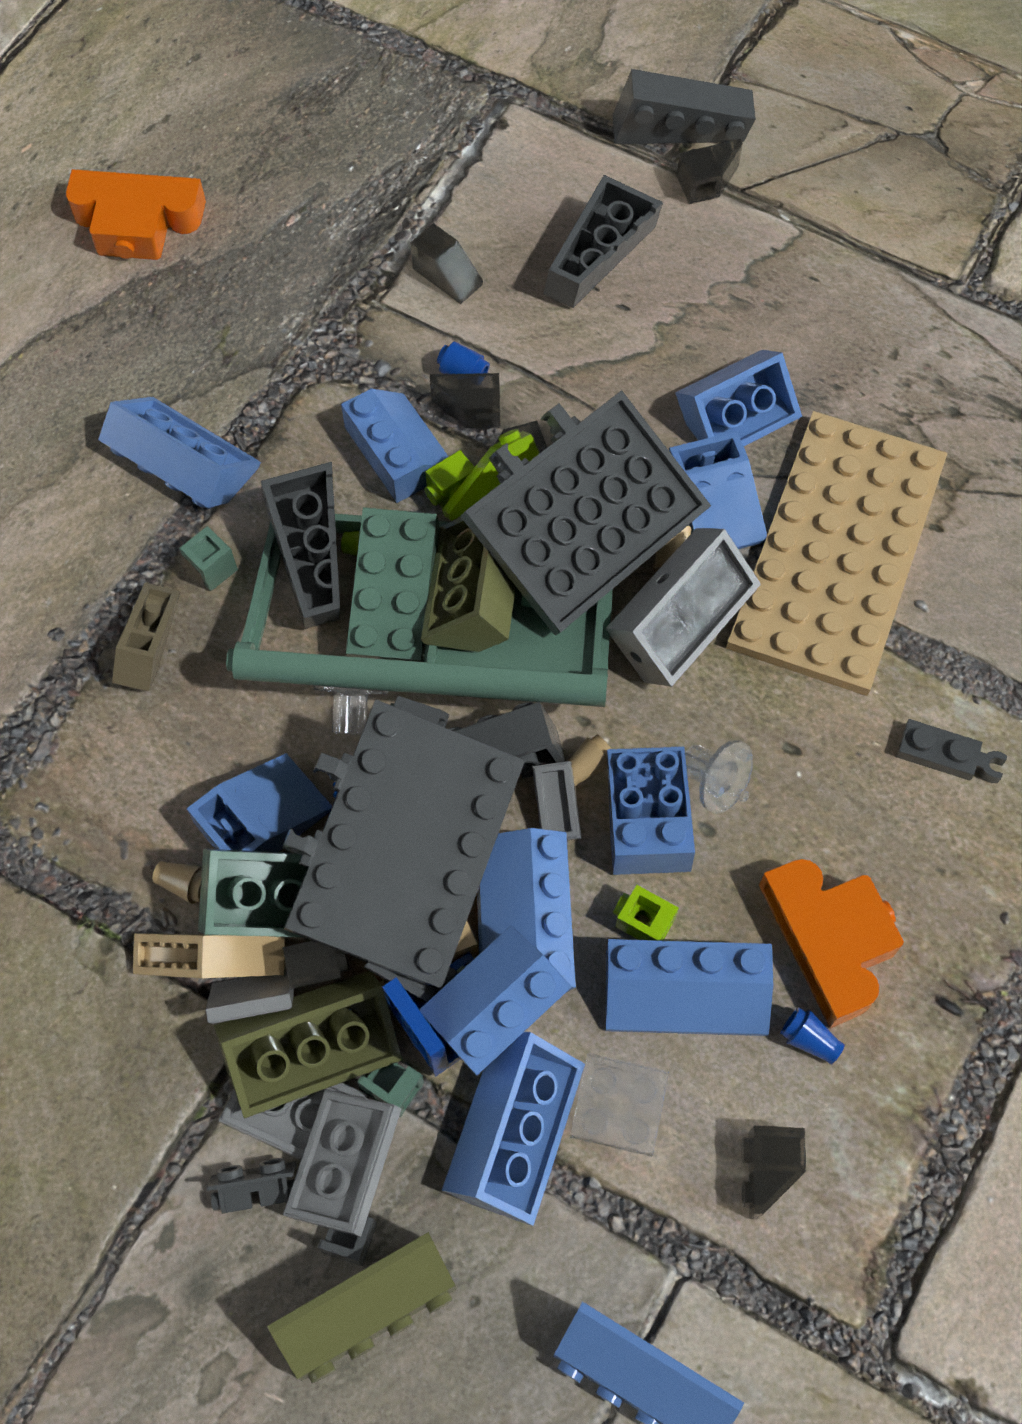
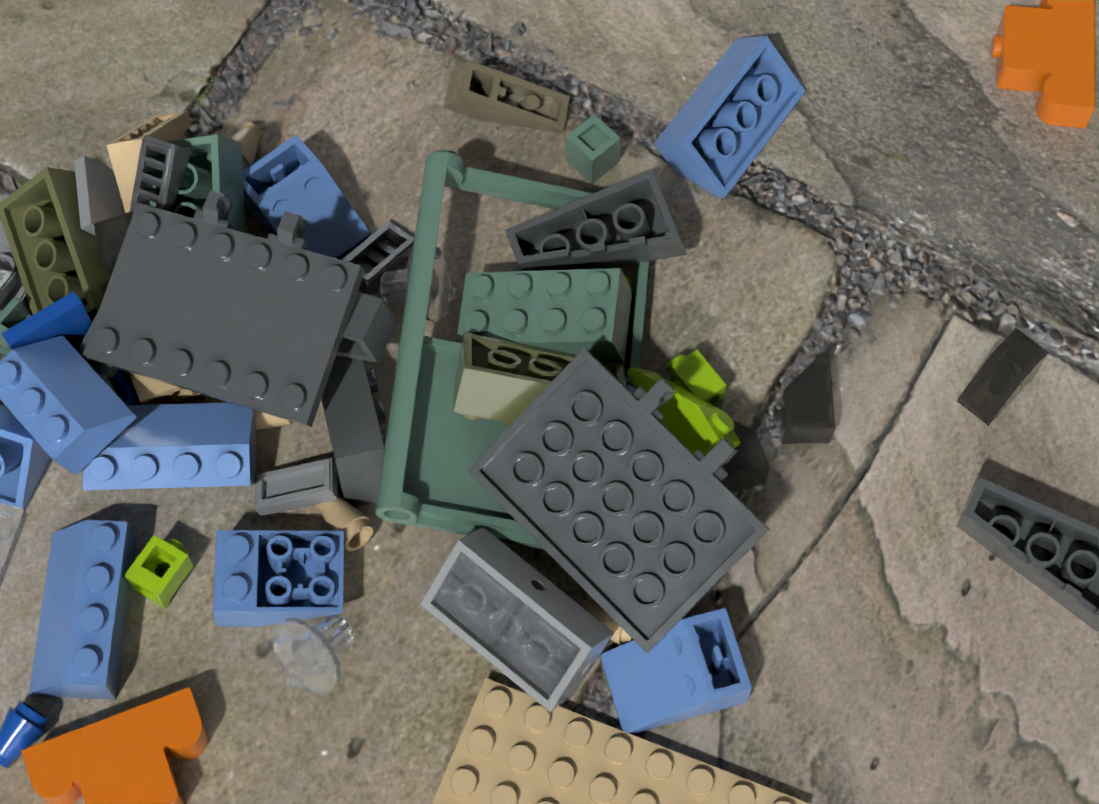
camera: 90 degrees right, 0 degrees up
(221, 904) = (149, 162): none -> flat silver slope
(308, 758) = (394, 258): none -> flat silver slope
(392, 440) = (750, 325): medium blue slope -> none
(461, 360) = (858, 397): blue brick -> none
(744, 397) = (816, 711): medium blue slope -> none

